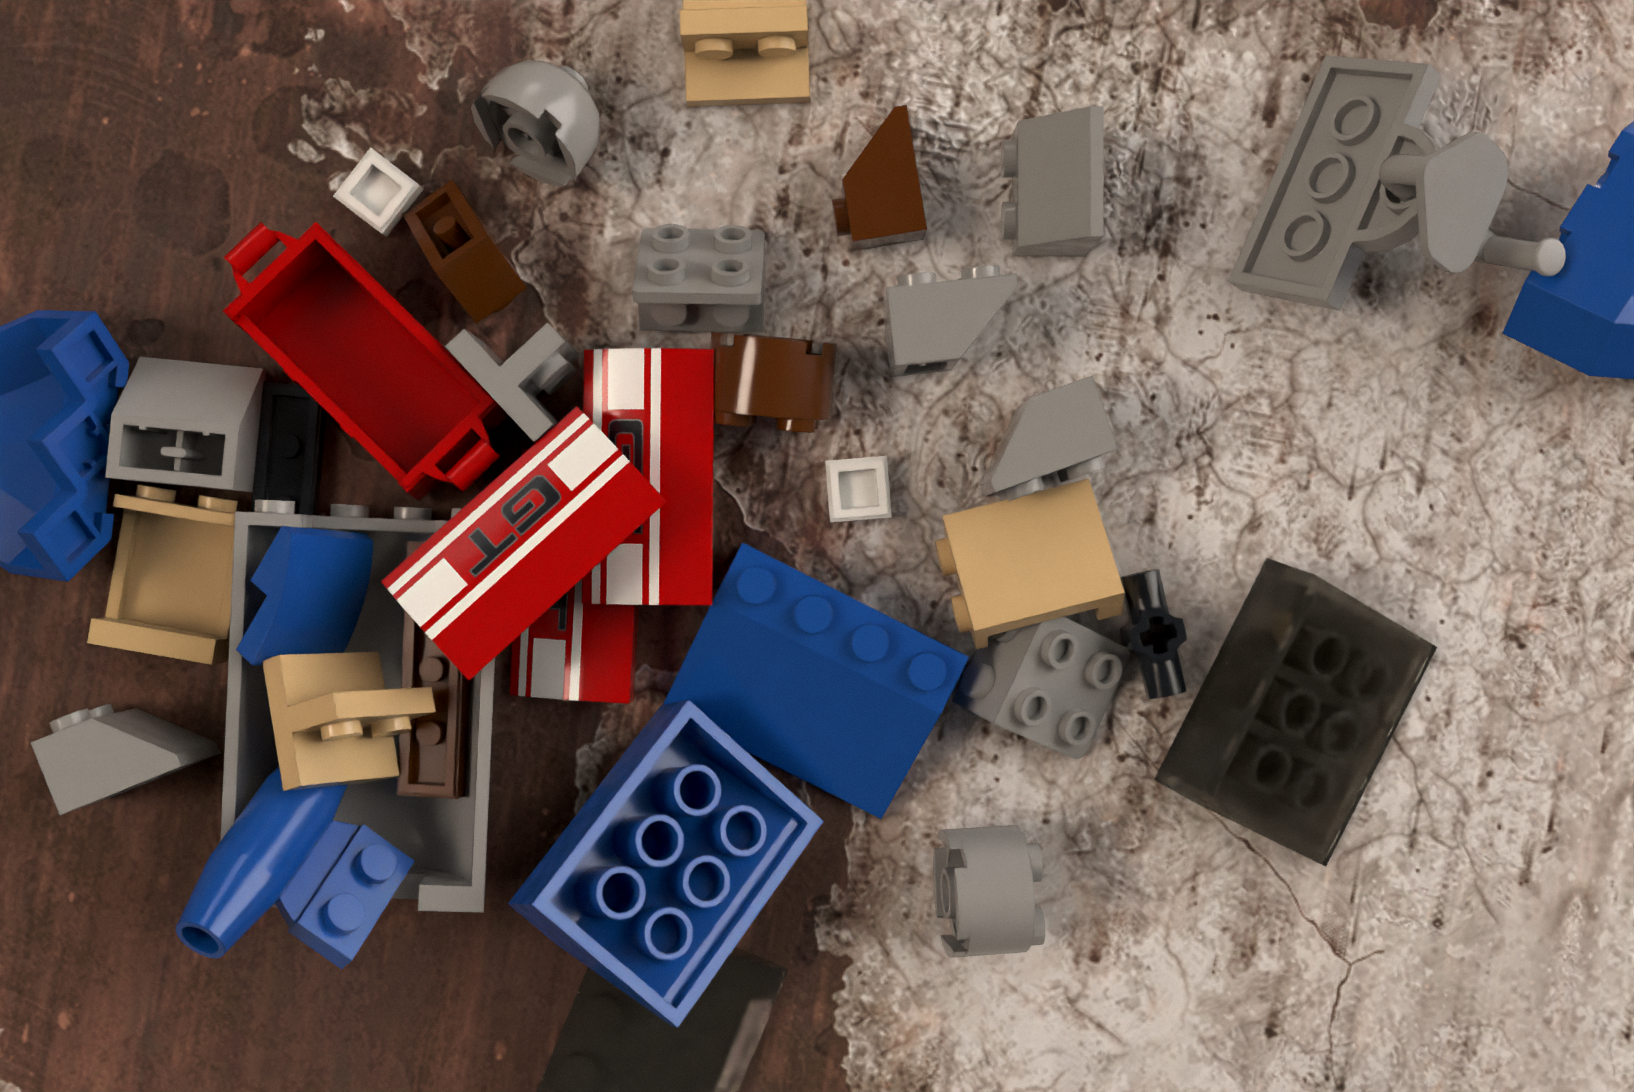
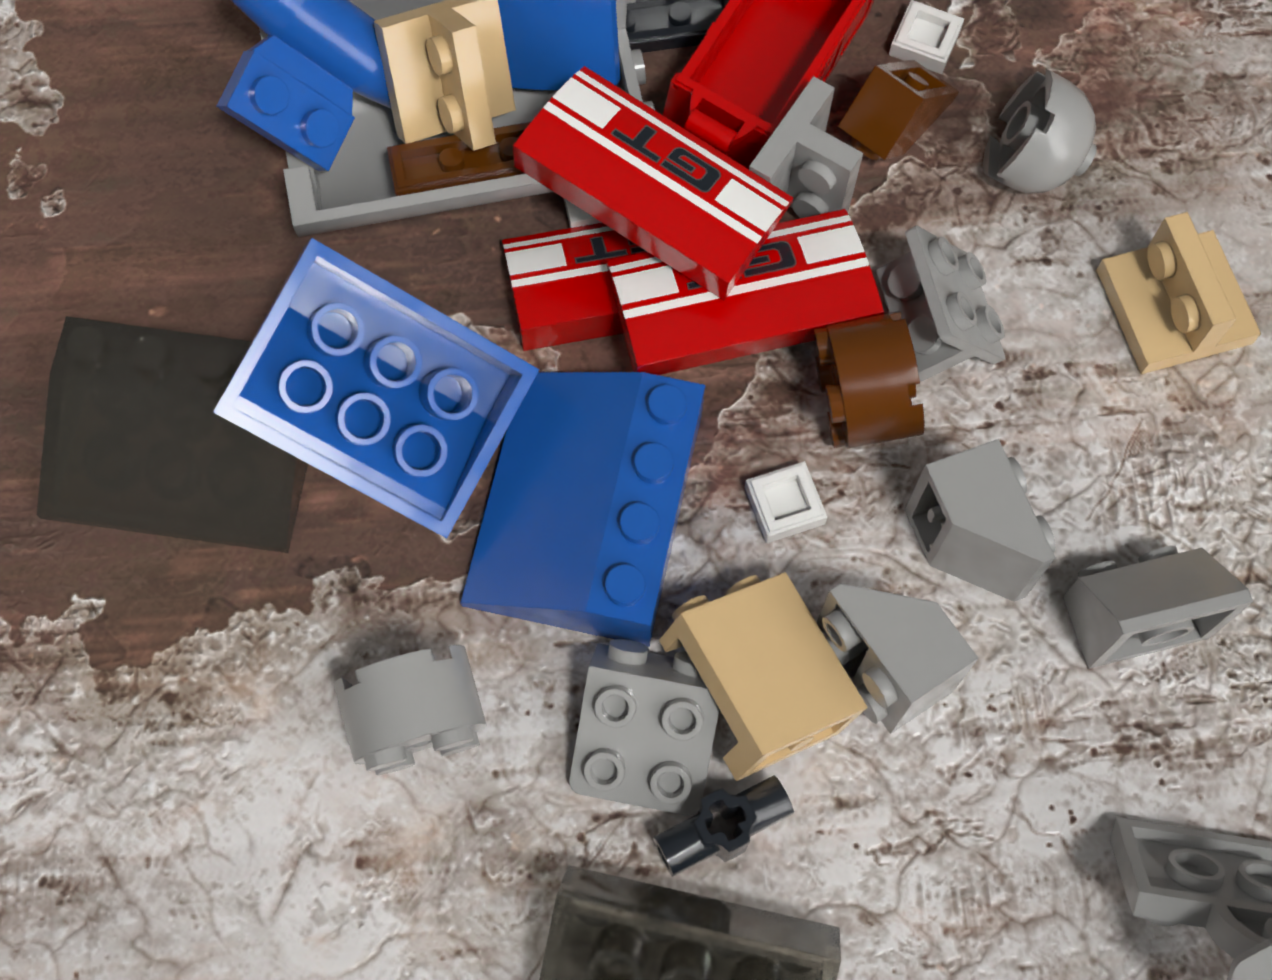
camera: 75 degrees right, 20 degrees down
(882, 190) = (1086, 447): reddish brown slope -> none

